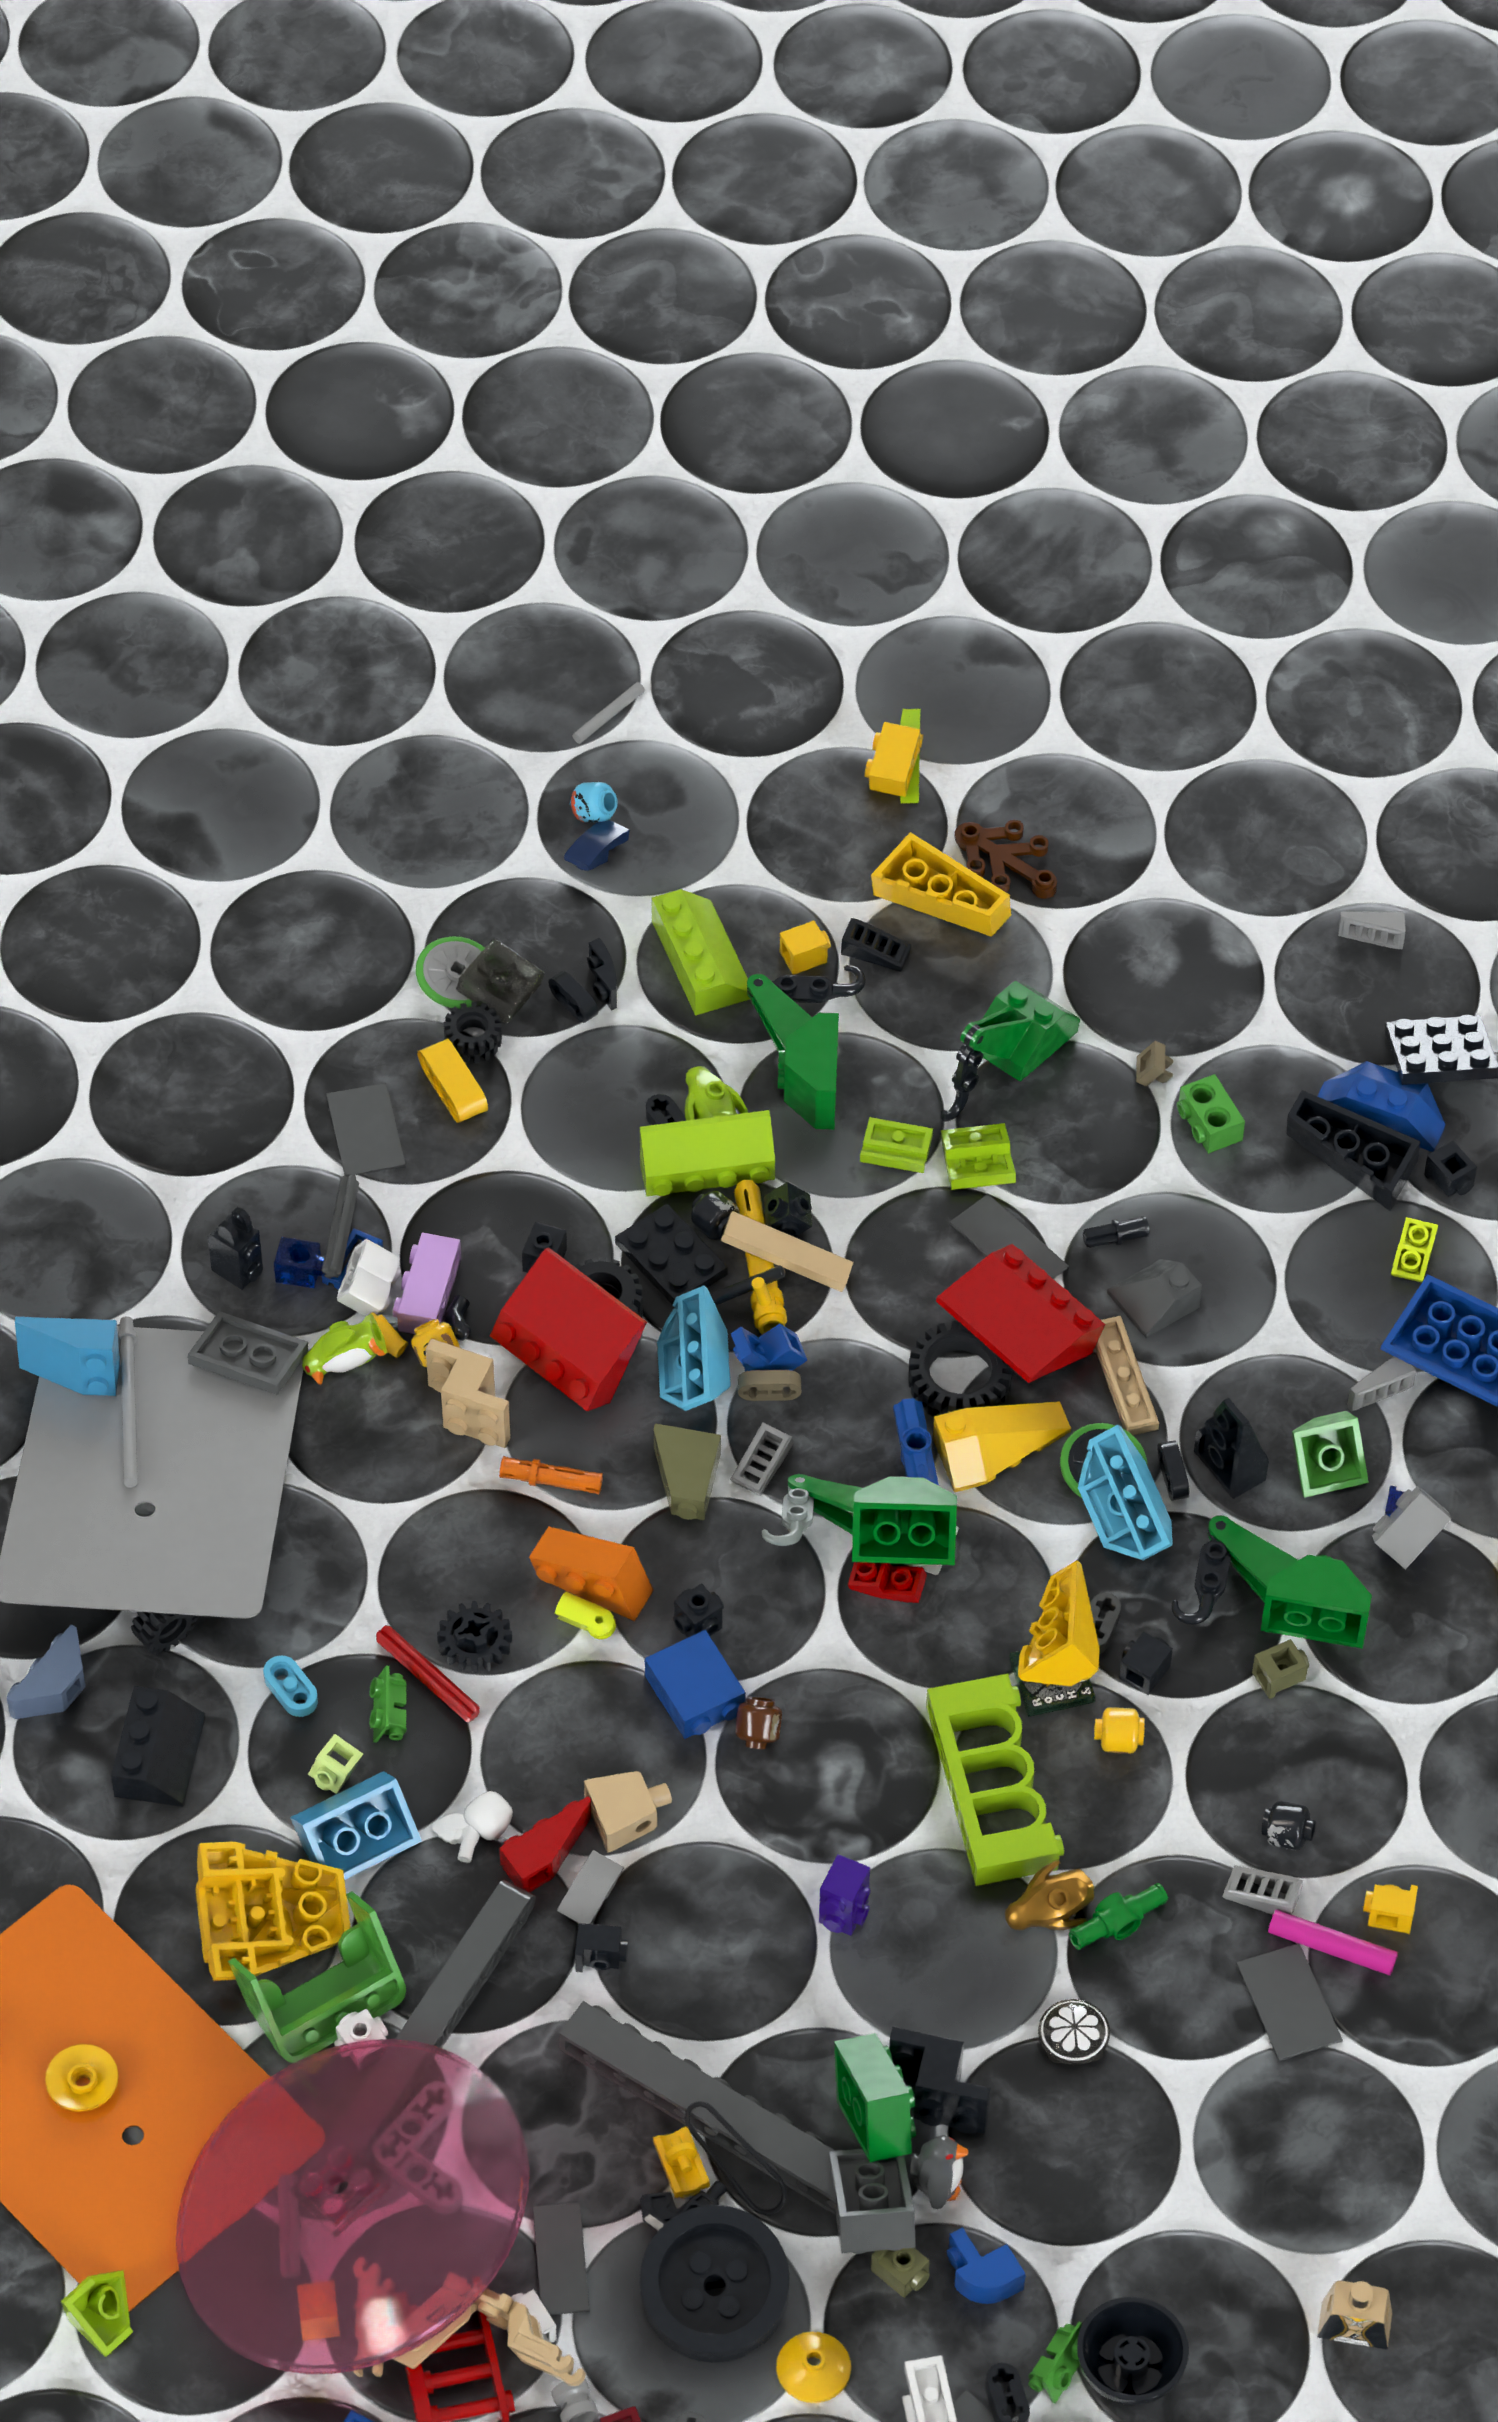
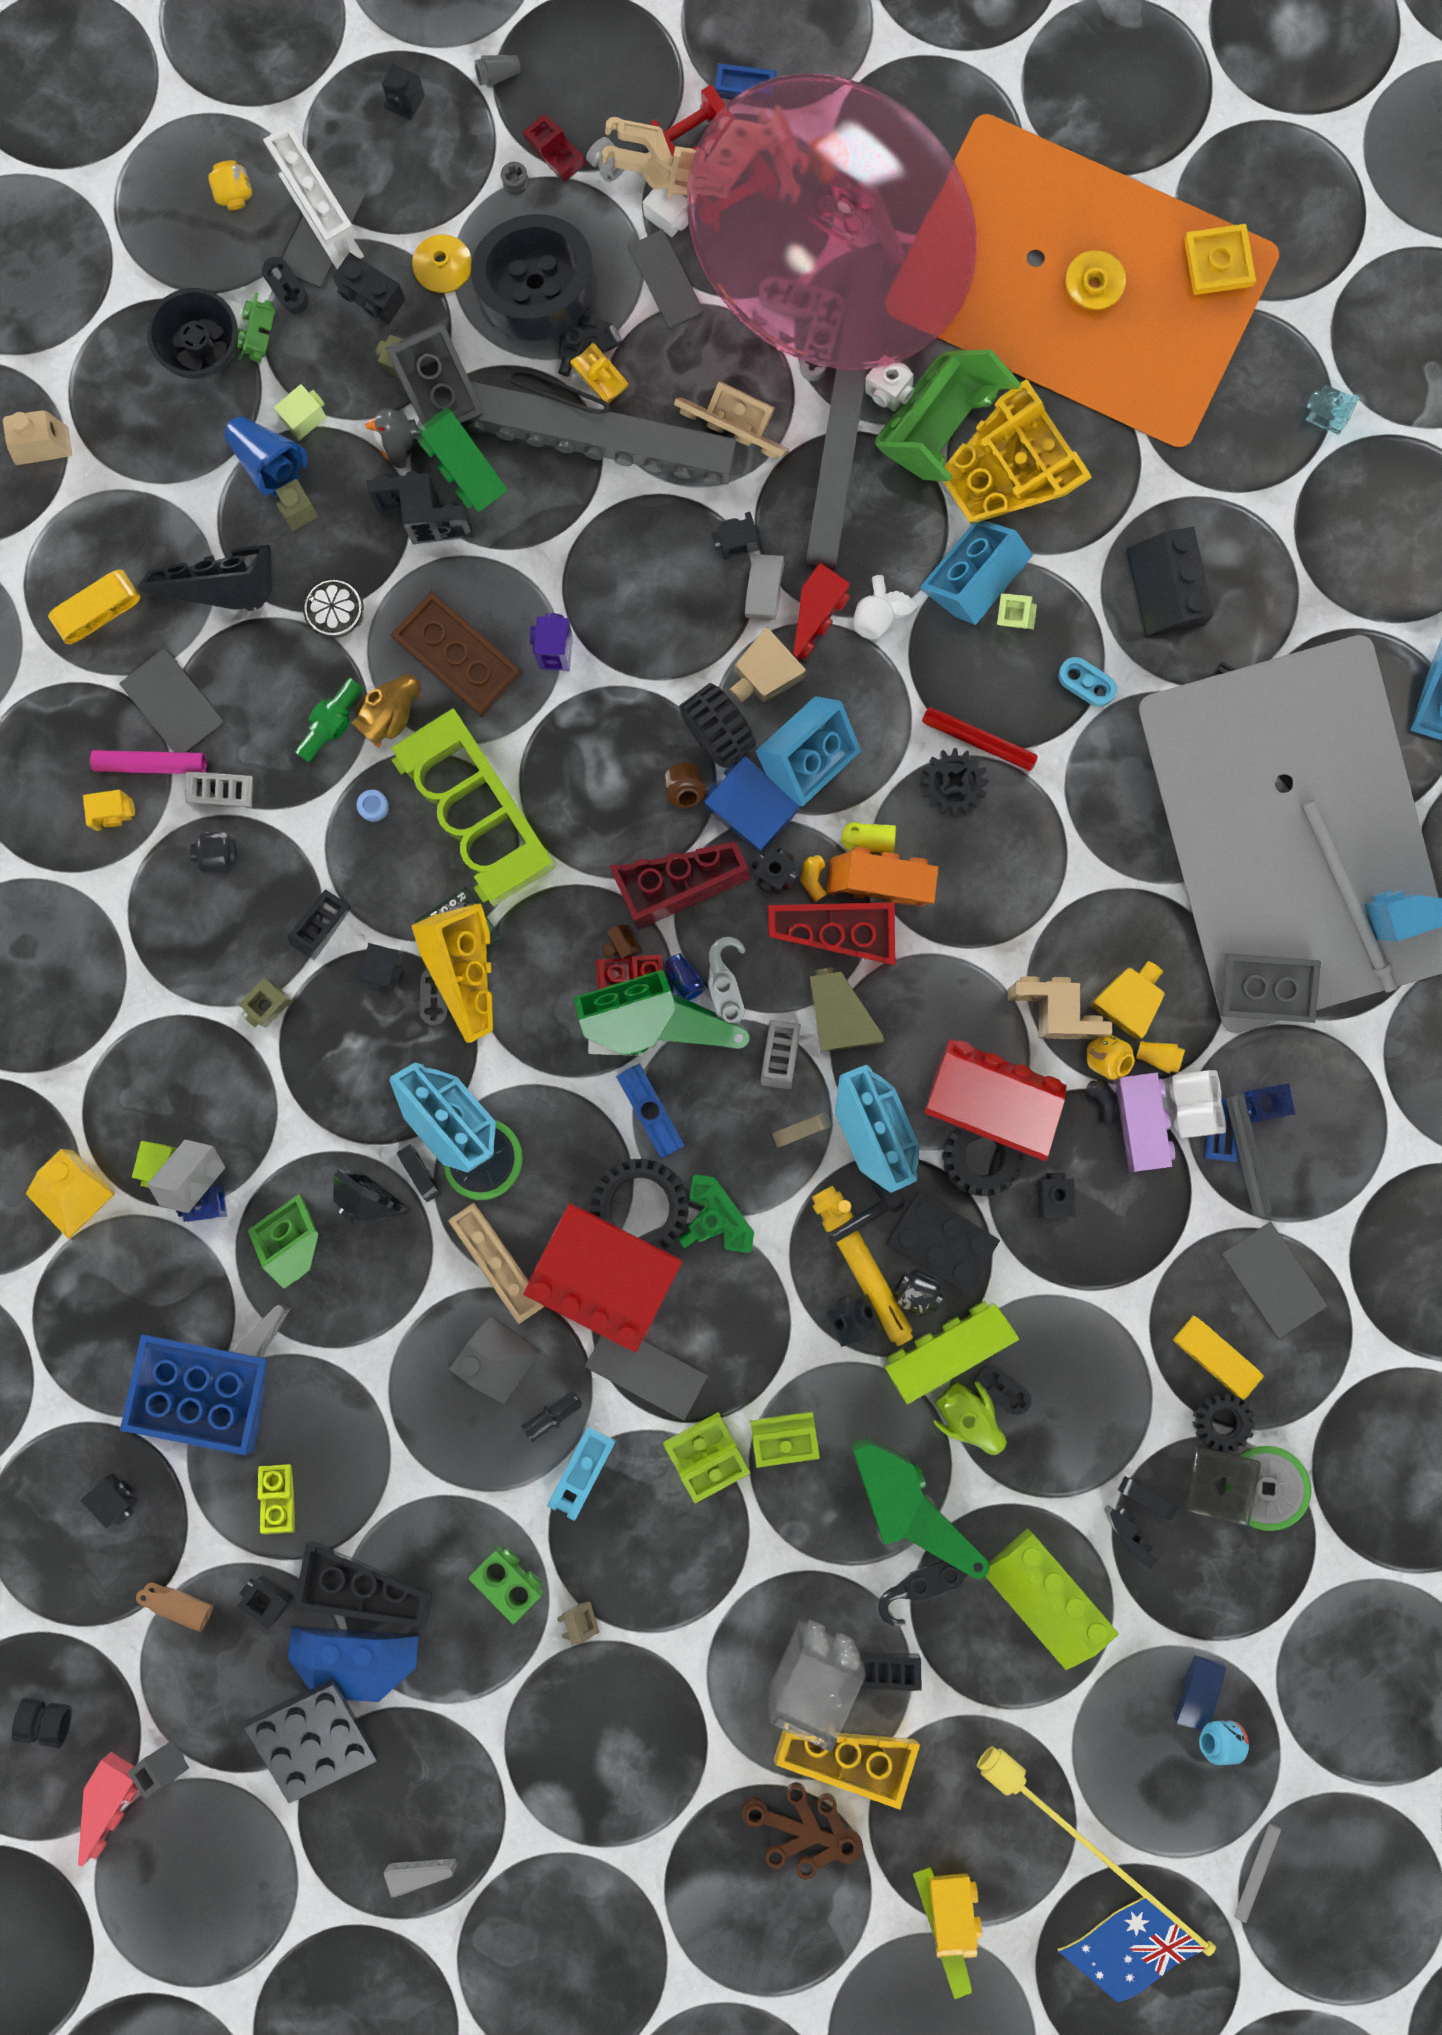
camera: 165 degrees right, 30 degrees up
(51, 1680) = (1285, 614): sand blue slope -> none
(100, 2310) = (991, 100): lime slope -> none
(236, 1249) = (1328, 1083): black hinge -> none
(344, 1348) = (1185, 1021): lime animal -> none
(384, 1717) = (995, 682): bright green hinge -> none
(389, 1389) = (1131, 1000): none -> yellow torso
(548, 2069) = (738, 414): none -> tan bracket
(556, 1476) = (991, 961): orange pin -> none
(614, 1707) = (809, 749): none -> dark azure slope
(661, 1605) = (810, 875): none -> yellow arm
(663, 1540) = (847, 928): none -> red wedge
(701, 1753) = (717, 725): none -> black tyre
(750, 697) = (1132, 1943): none -> flag
(771, 1351) = (815, 1160): blue brick -> none
(787, 1251) = (838, 1273): tan tile -> none
(802, 1634) = (678, 881): none -> dark red wedge
(804, 947) = (953, 1641): yellow brick -> none
(831, 1551) = (685, 978): none -> clear blue cone
(884, 1603) = (622, 943): none -> reddish brown tile
(886, 1341) = (717, 1217): none -> green piece
(903, 2338) = (368, 288): none -> black brick
(948, 933) = (815, 1684): none -> clear hose
(954, 1943) = (456, 653): none -> reddish brown tile
(987, 2277) = (330, 371): blue brick -> none
(988, 1439) = (586, 1146): yellow wedge -> none
(1013, 1035) = (715, 1600): green slope -> none
(1038, 2244) = (301, 411): none -> yellowish green brick
(1078, 2145) = (295, 505): none -> olive brick
(1097, 2207) = (265, 455): none -> blue cone
(1100, 1824) = (372, 805): none -> light blue tile
(1104, 1179) = (582, 1472): none -> medium azure plate
(1120, 1730) = (381, 892): yellow head -> none
(1189, 2098) = (228, 583): none -> black wedge
(1200, 1712) = (320, 940): none -> black slope
(1301, 1597) = (276, 1073): green slope -> none
(1344, 2118) = (94, 606): none -> yellow beam
(1443, 1562) = (150, 1160): none -> lime brick

